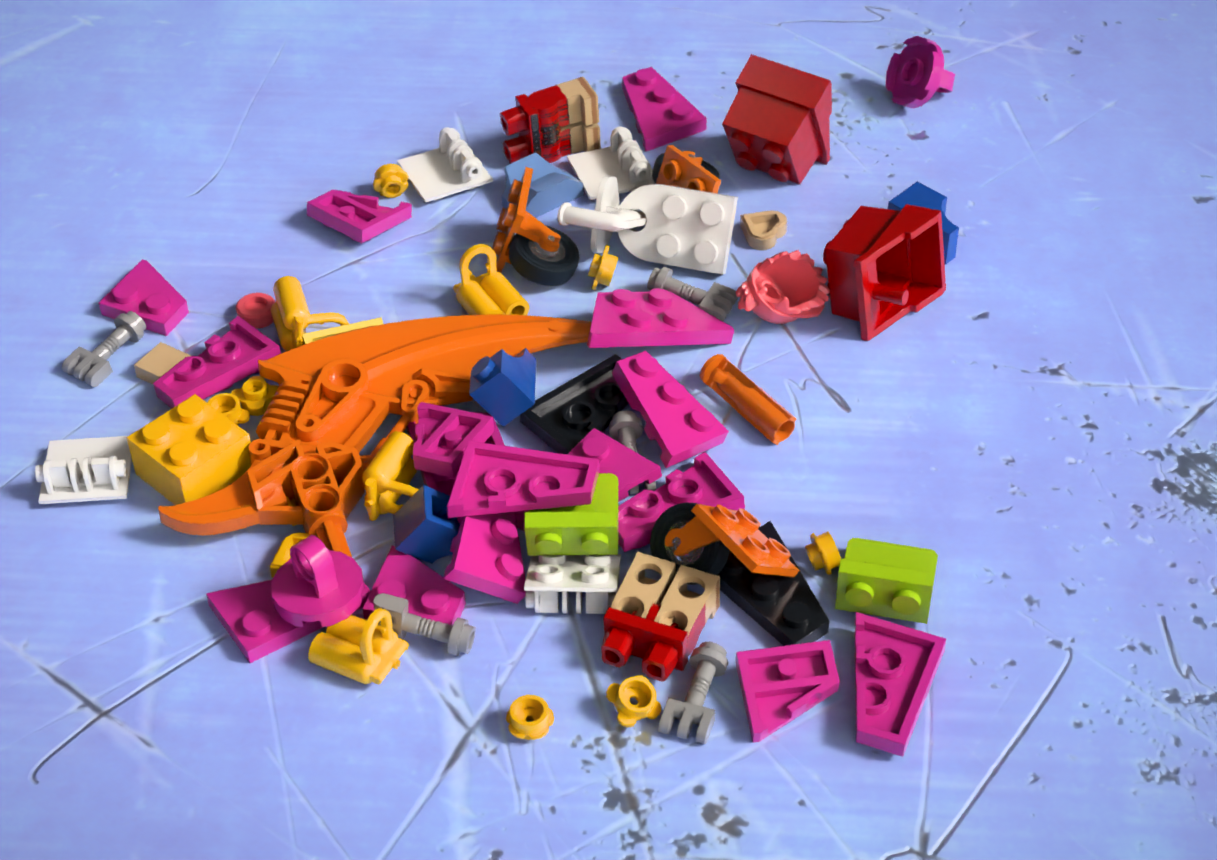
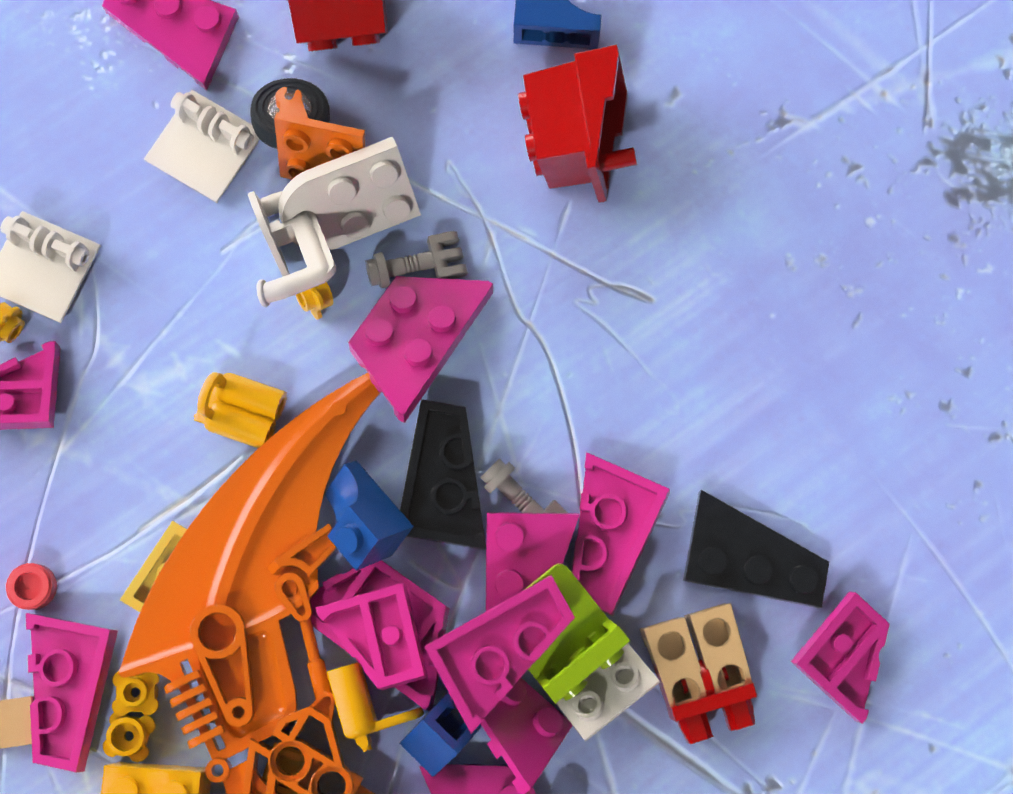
camera: 40 degrees left, 35 degrees up
(292, 313) = (91, 585): yellow piece -> none
(536, 249) = (229, 323): plate -> none
(548, 185) = (154, 225): medium blue slope -> none
(553, 122) = (106, 139): hips -> none
(640, 689) = (759, 768): yellow plate -> none
(669, 410) = (525, 433): dark pink wing -> none
(705, 535) = (706, 557): orange plate -> none
(709, 662) = (773, 679): light grey hinge -> none
(748, 399) = (572, 360): orange piece -> none
(763, 228) = (407, 124): tan tile -> none
(784, 289) = (509, 210): coral hair -> none
(823, 552) = (768, 491): yellow plate -> none
(886, 580) = (840, 482): lime bracket -> none
(891, 680) = (921, 586): dark pink wing -> none

